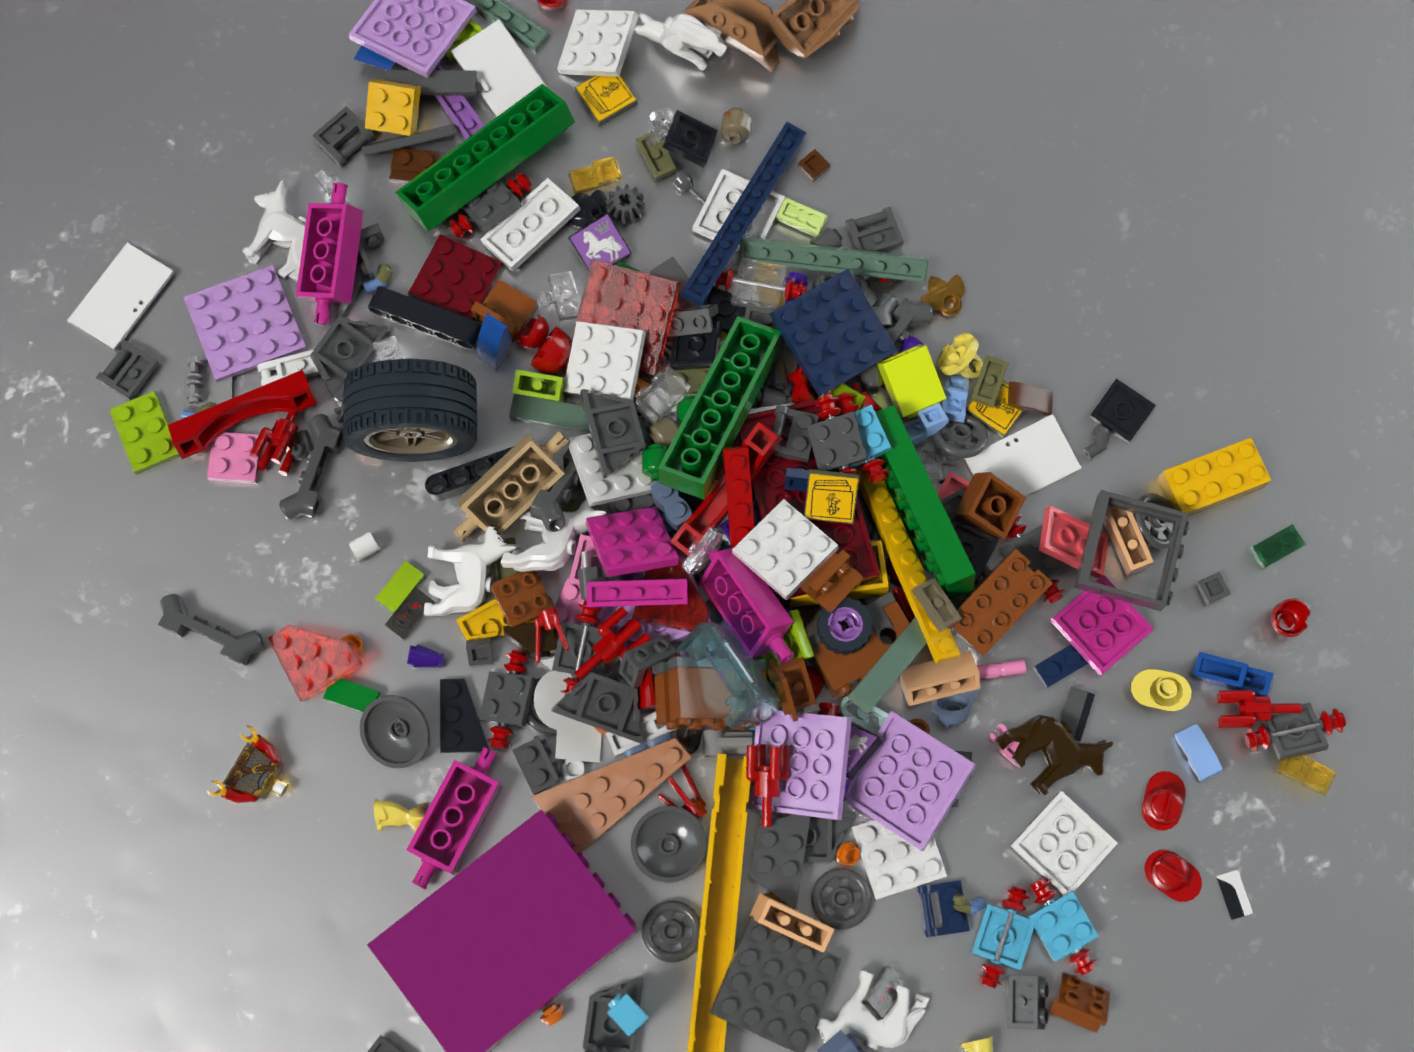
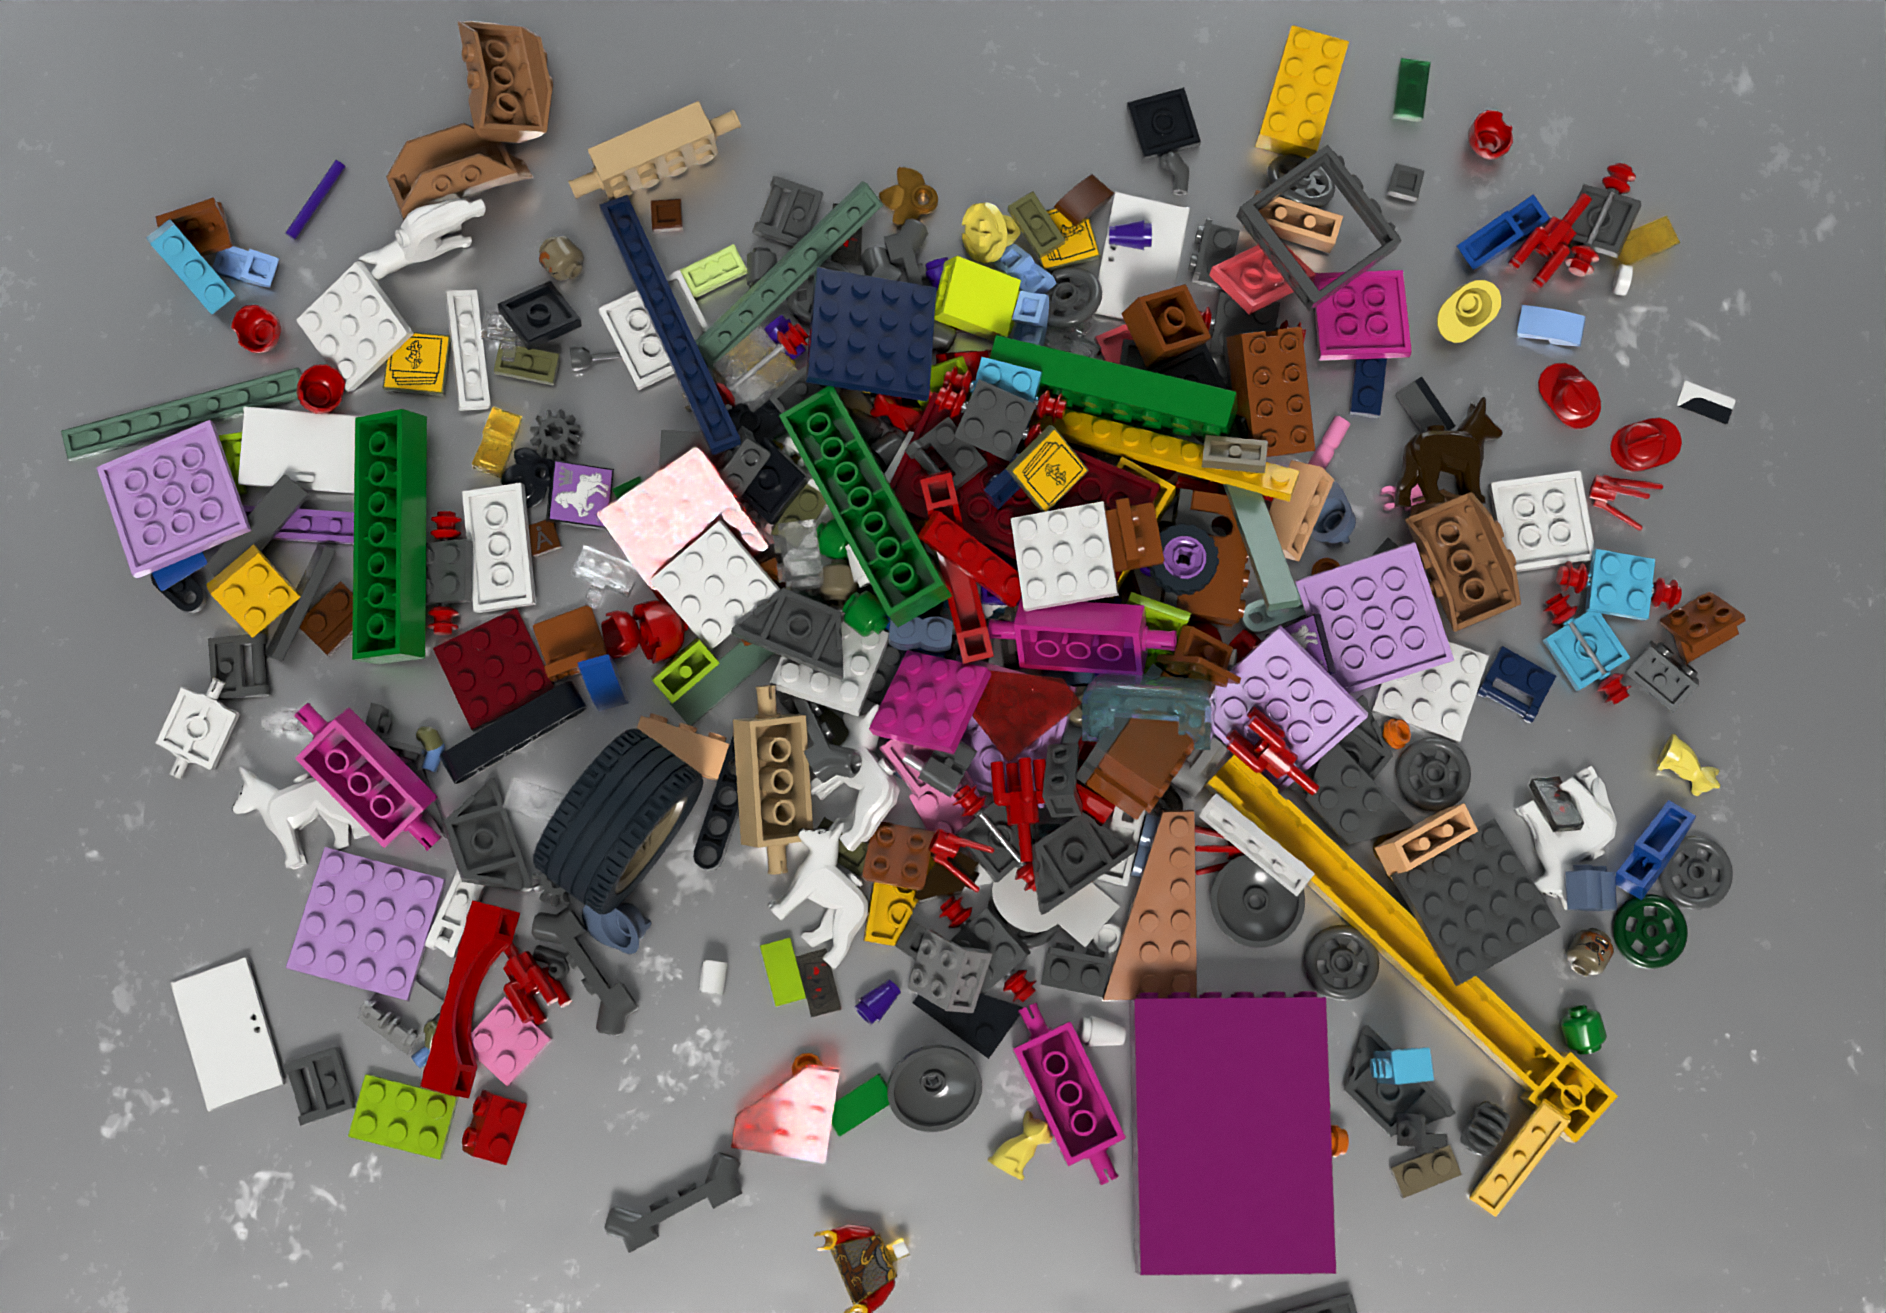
camera: 55 degrees left, 5 degrees up
(176, 489) = (493, 1127): none -> red bracket
(288, 141) = (197, 728): none -> white plate
(353, 468) = (619, 928): none -> sand blue piece
(360, 71) = (181, 590): none -> black plate
(473, 686) = (949, 973): none -> light grey bracket
(493, 420) = (698, 751): none -> light nougat brick
(509, 810) = (1100, 1032): none -> white cone
(544, 53) = (320, 389): none -> red hair
(557, 246) = (543, 538): none -> reddish brown tile
(636, 116) = (467, 350): none -> white plate
(636, 592) = (991, 736): dark pink plate -> none
(700, 551) = (999, 644): clear plate -> none
(701, 814) = (1256, 844): none -> white plate
(844, 125) = (654, 152): none -> tan brick
(969, 907) = (1531, 662): arm -> none
(994, 809) = (1464, 558): none -> medium nougat slope
(1033, 445) = (1131, 235): none -> dark purple cone
(1068, 499) = (1215, 246): none -> dark grey bracket
(1121, 869) = (1606, 488): none -> red plant
(1268, 775) = (1622, 279): none -> white tile

